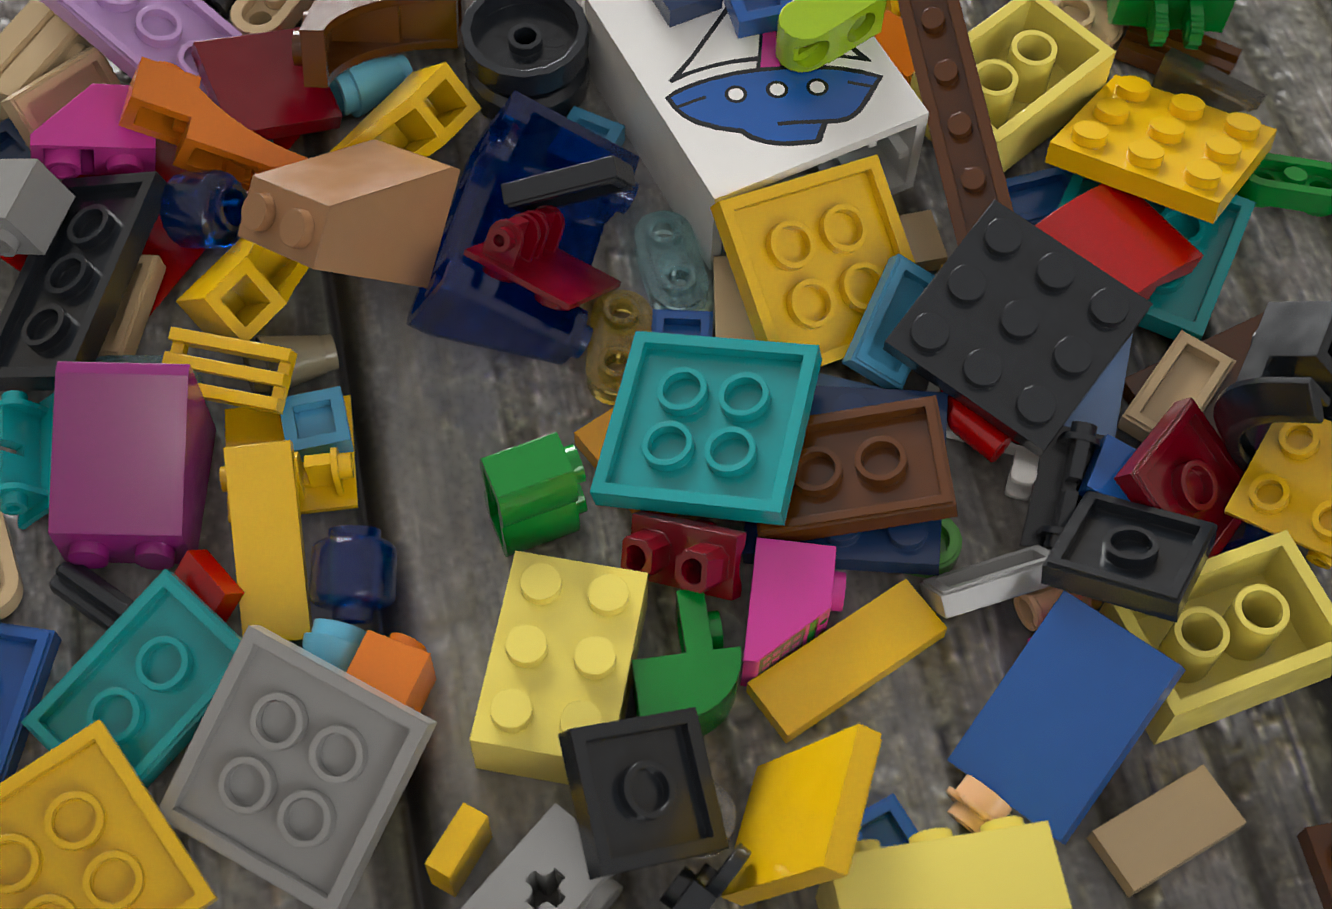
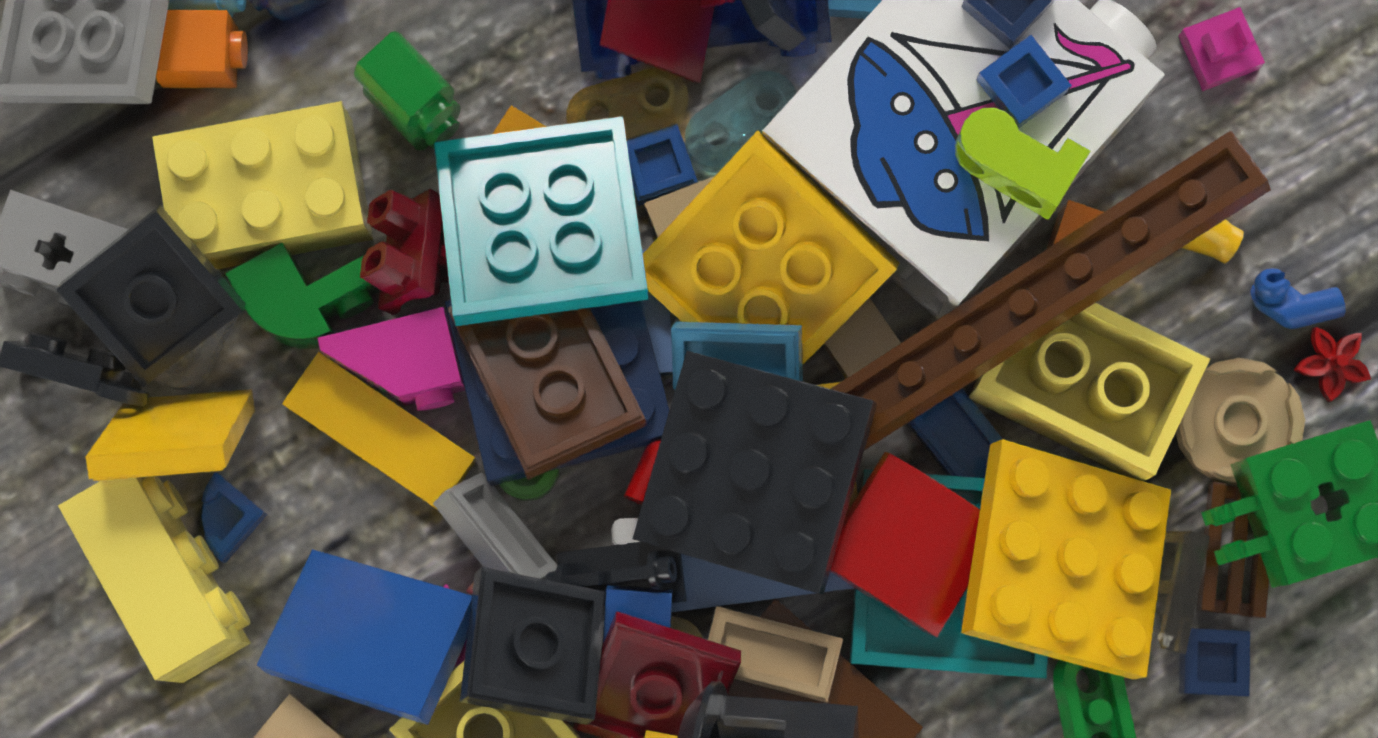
camera: 70 degrees right, 20 degrees up
(459, 849) = (77, 170): yellow tile -> none
(975, 804) = (272, 586): light nougat plate -> none
(1281, 98) = (1216, 663): none -> dark blue tile

